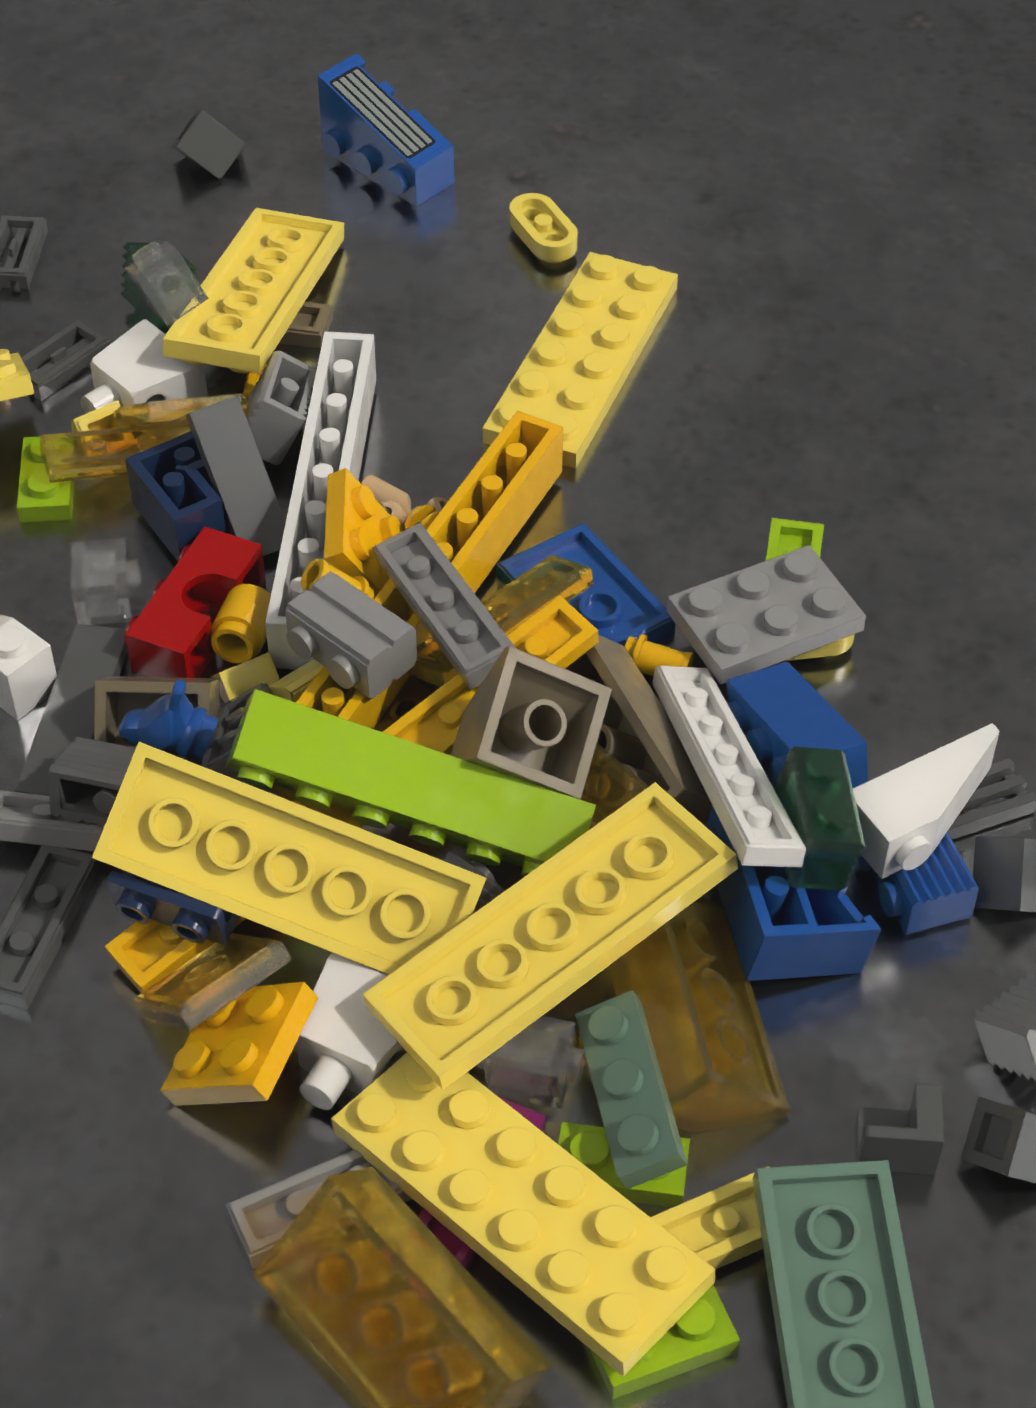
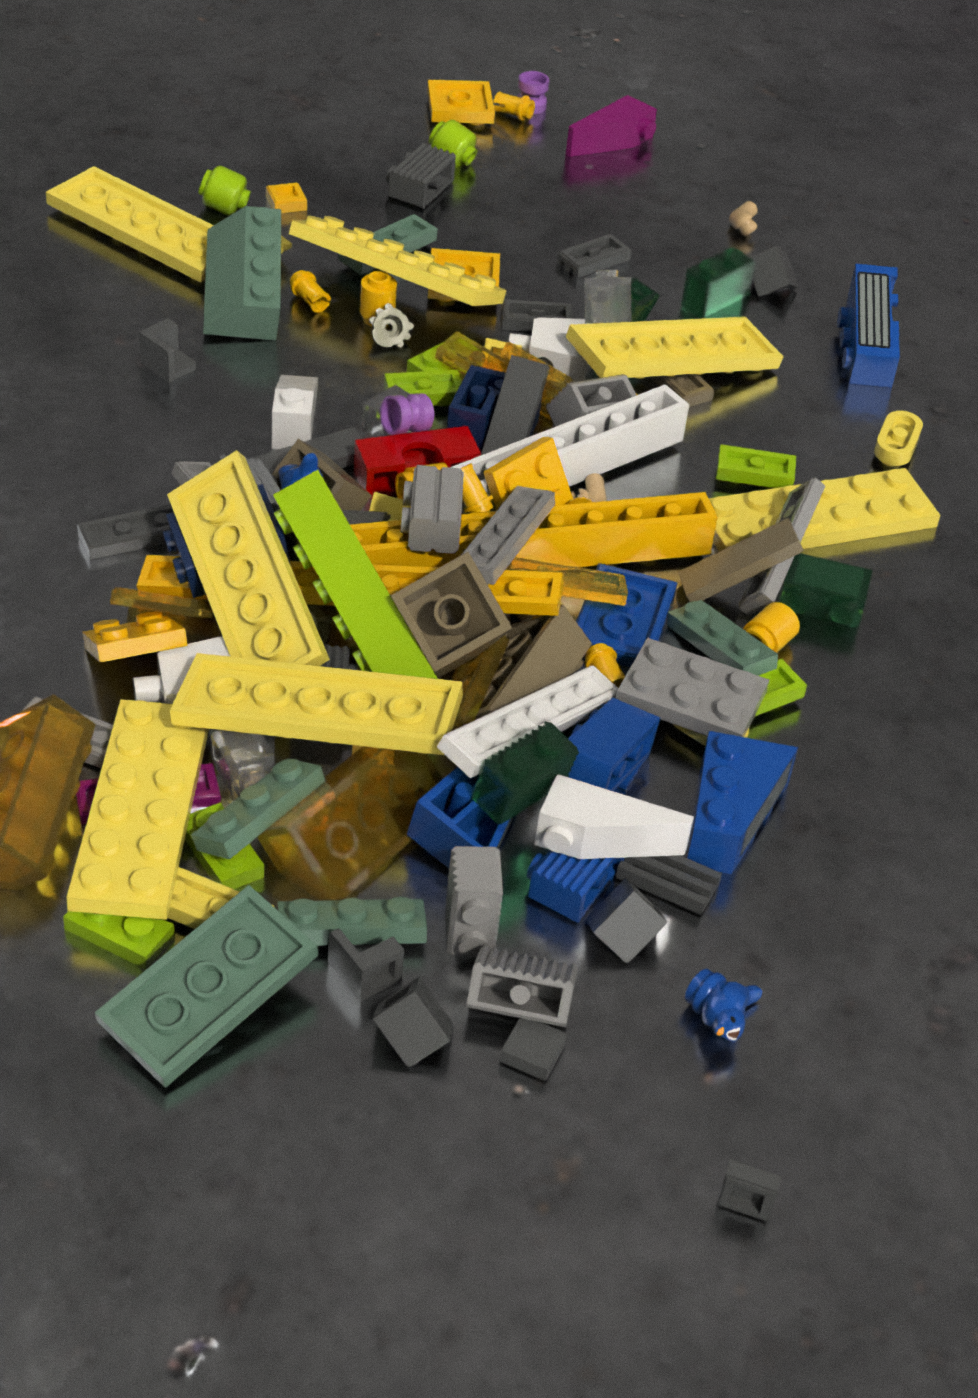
camera: 45 degrees right, 5 degrees down
(84, 516) = (437, 385): none -> lime plate
(95, 108) = (742, 218): none -> tan arm
(144, 562) = (405, 414): none -> medium lavender wheel
(182, 191) = (717, 282): none -> clear green brick
(479, 353) = (755, 467): none -> lime plate
(625, 454) = (740, 561): none -> dark tan tile
(631, 411) = (799, 509): none -> light grey tile
(701, 543) = (721, 638): none -> sand green plate
(703, 422) = (826, 589): none -> clear green brick
(722, 501) = (774, 626): none -> yellow brick
(837, 1102) = (360, 920): none -> sand green plate
(922, 675) = (735, 795): none -> blue wedge
(922, 982) = (473, 899): none -> light grey brick

